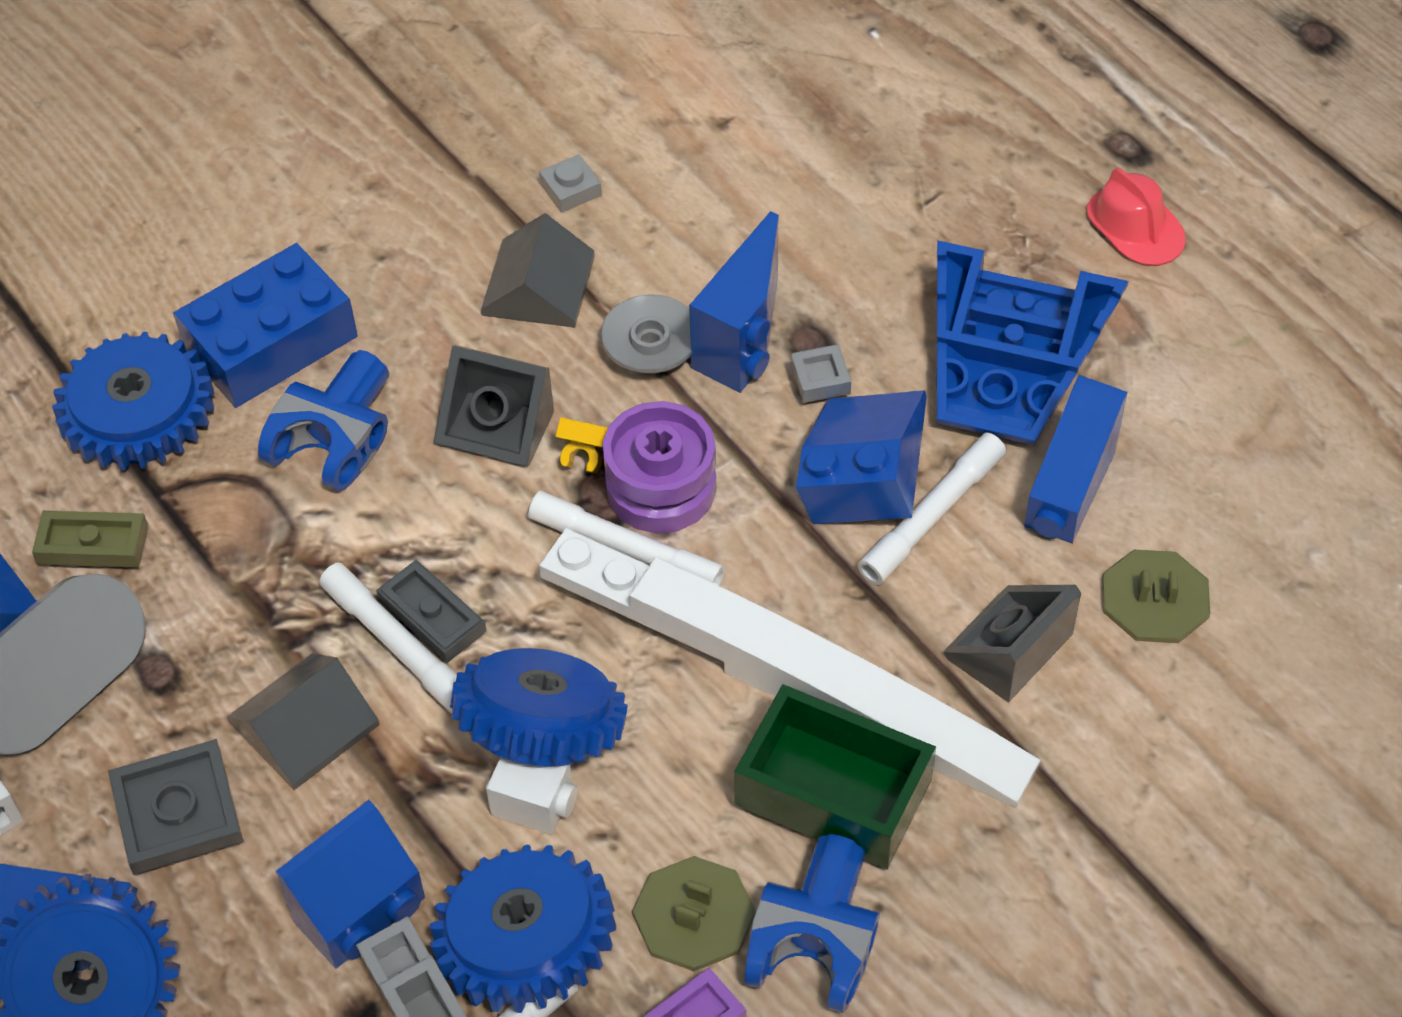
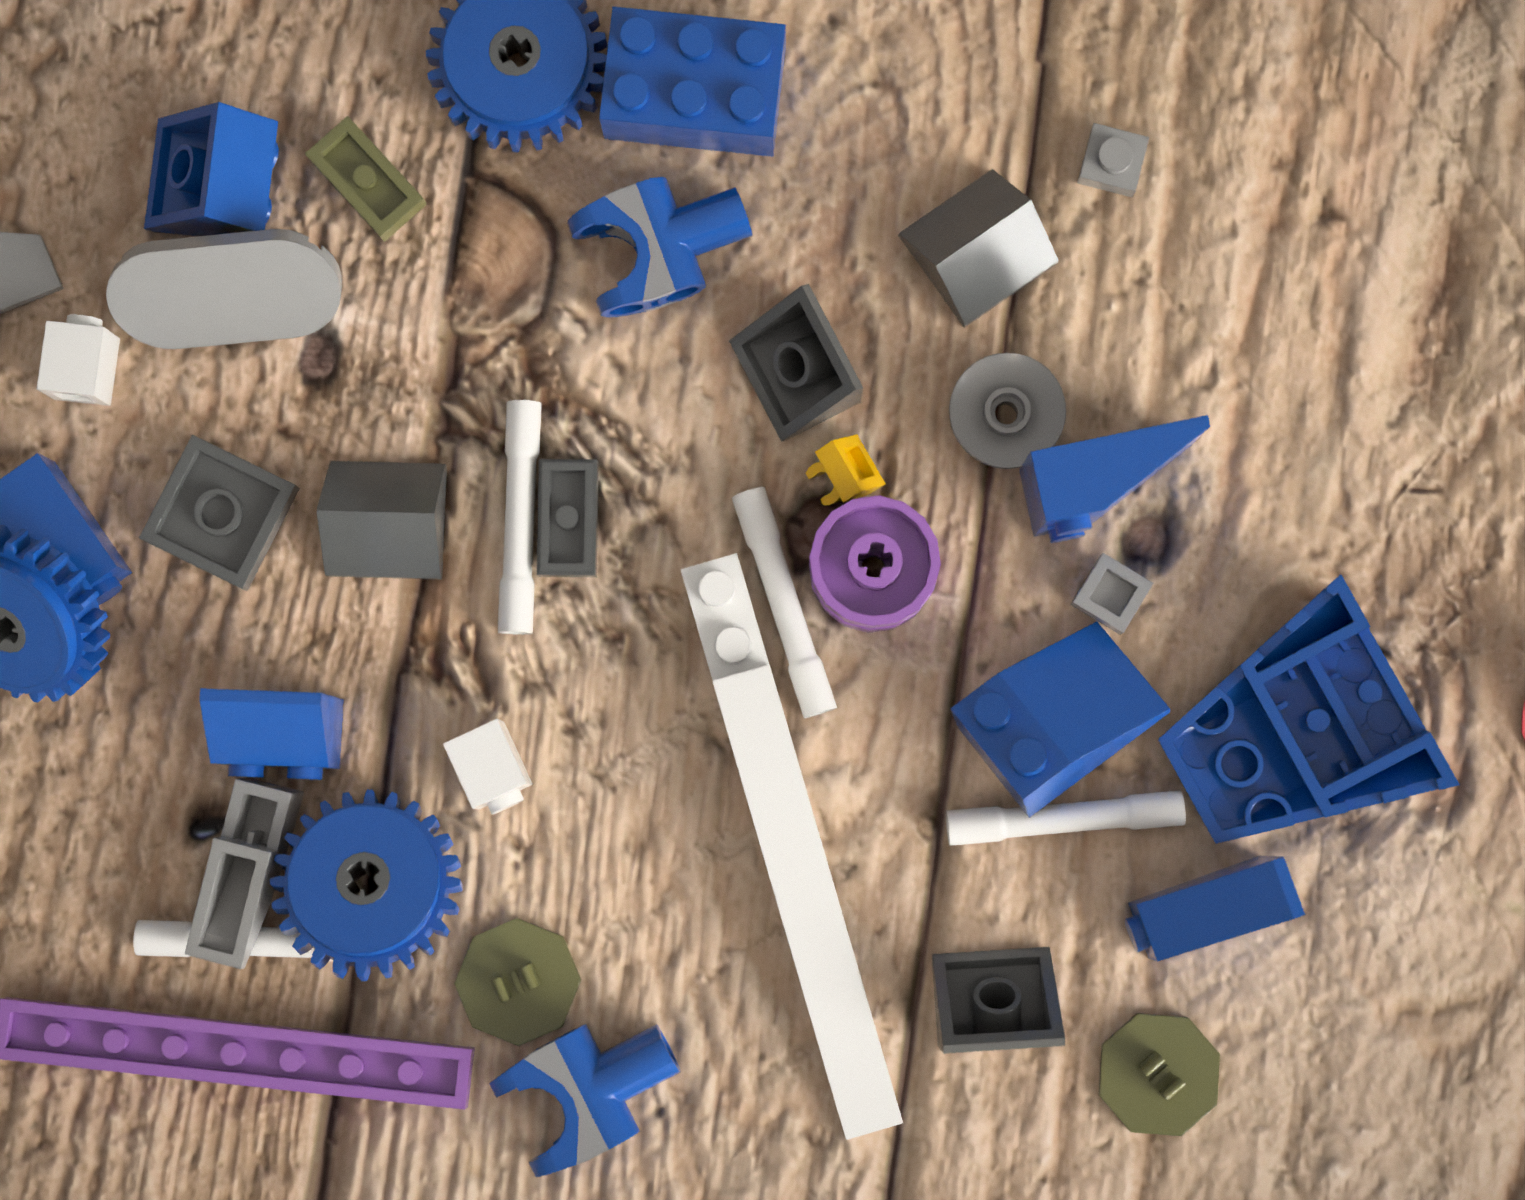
camera: 50 degrees right, 30 degrees up
(538, 707) = (547, 711): blue gear -> none
(834, 774) = (715, 995): dark green piece -> none

